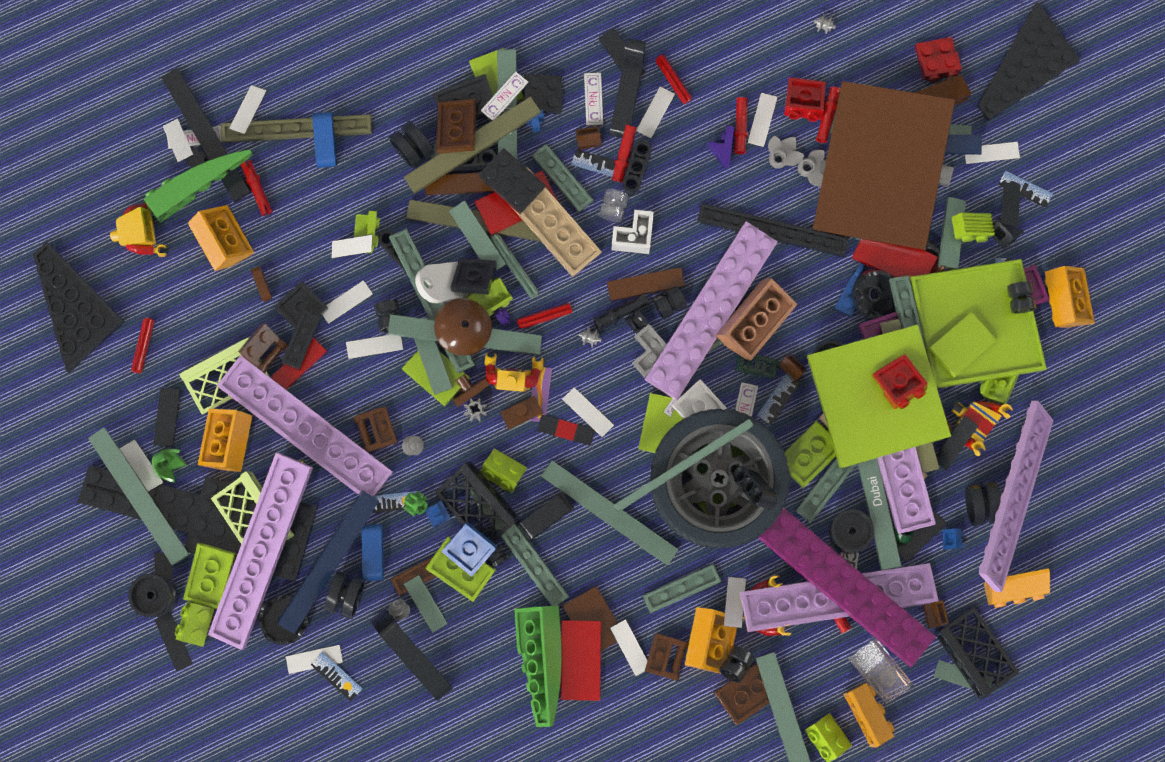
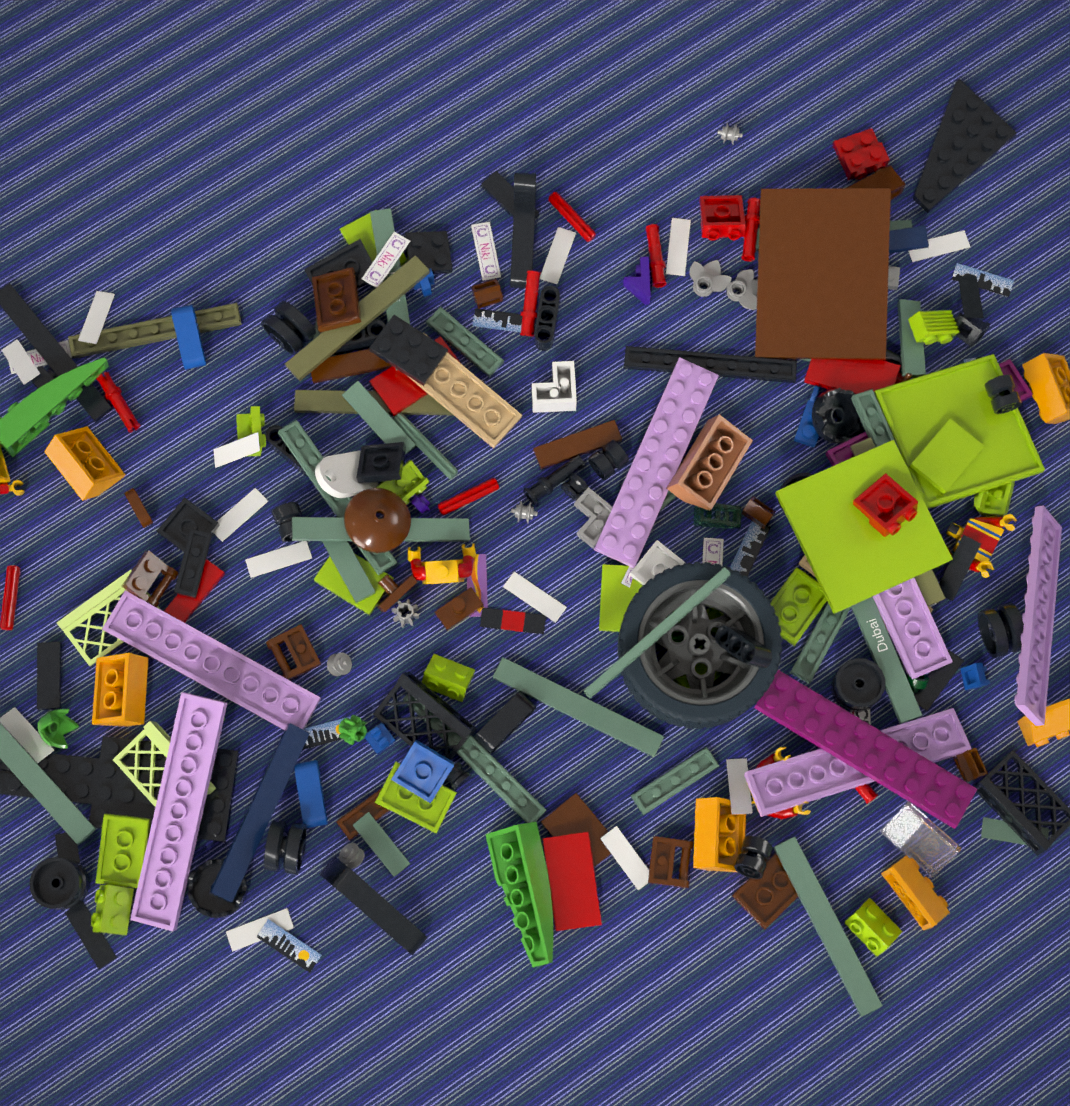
camera: 10 degrees left, 5 degrees down
(614, 204) = (527, 363): clear wheel -> none

